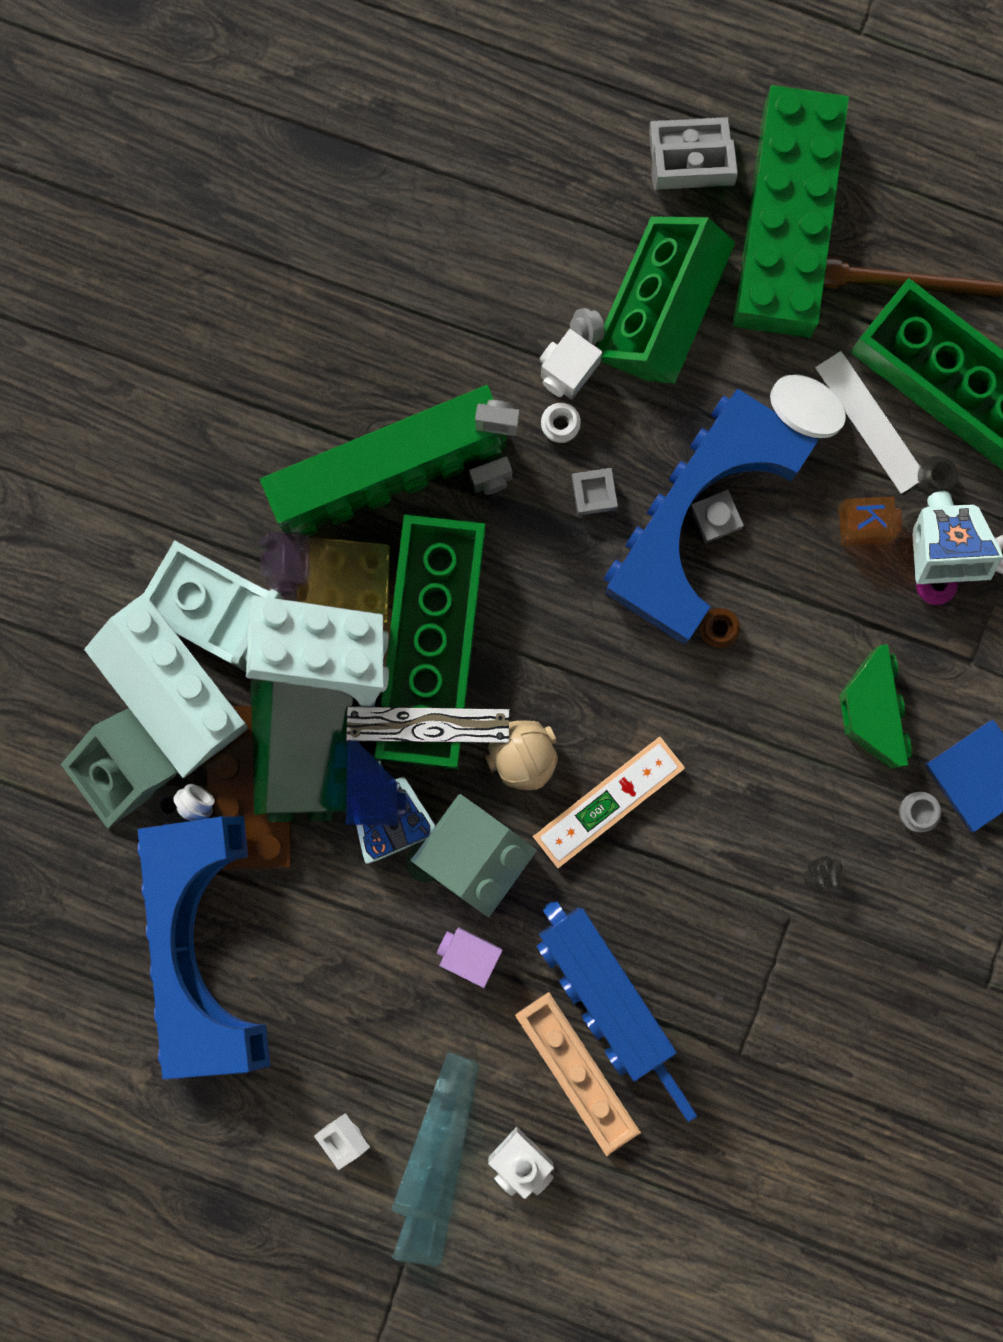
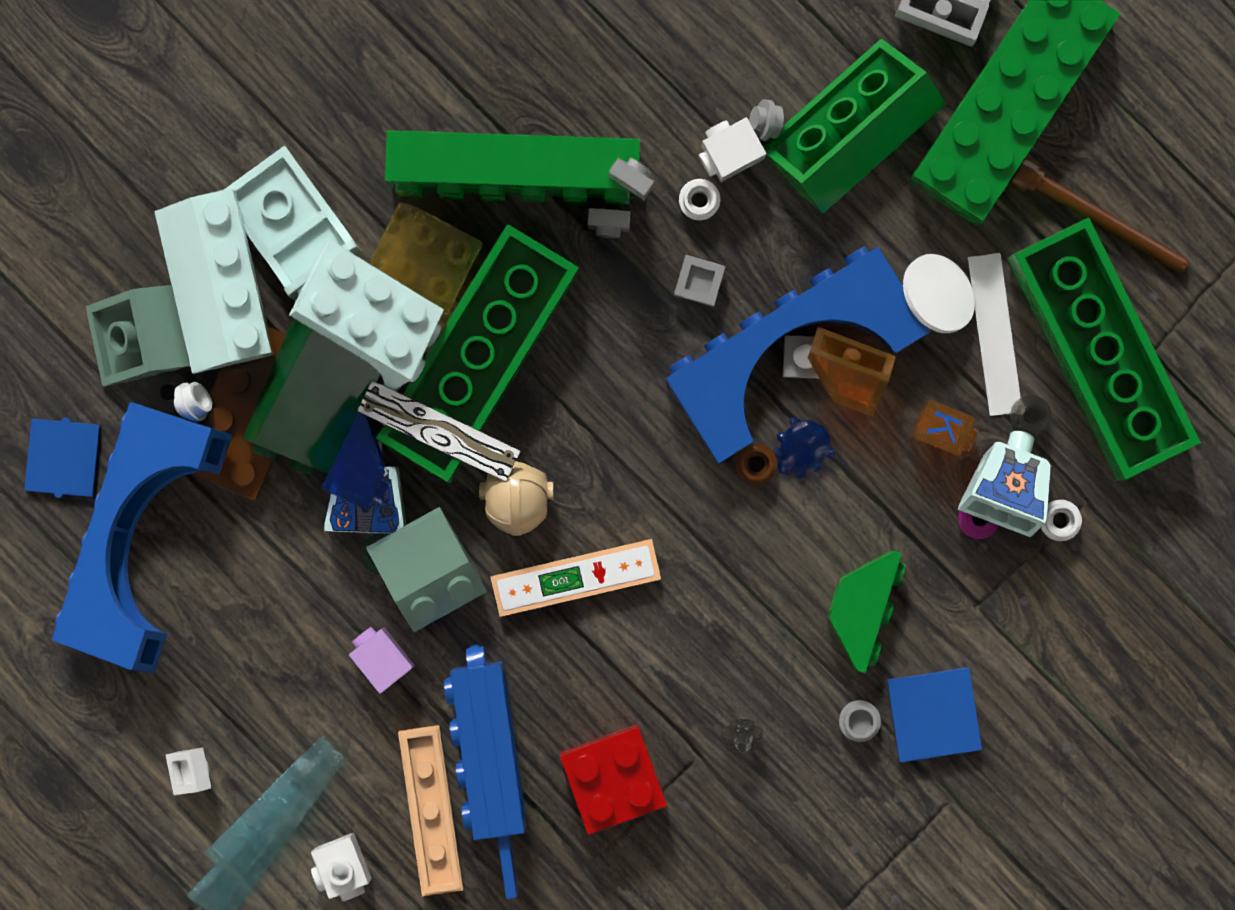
camera: 25 degrees right, 5 degrees up
(99, 909) = (62, 457): none -> blue piece
(285, 561) = (377, 214): clear purple brick -> none
(729, 966) = (613, 779): none -> red brick
(753, 595) = (802, 447): none -> clear blue piece
(766, 506) = (850, 370): none -> clear orange slope

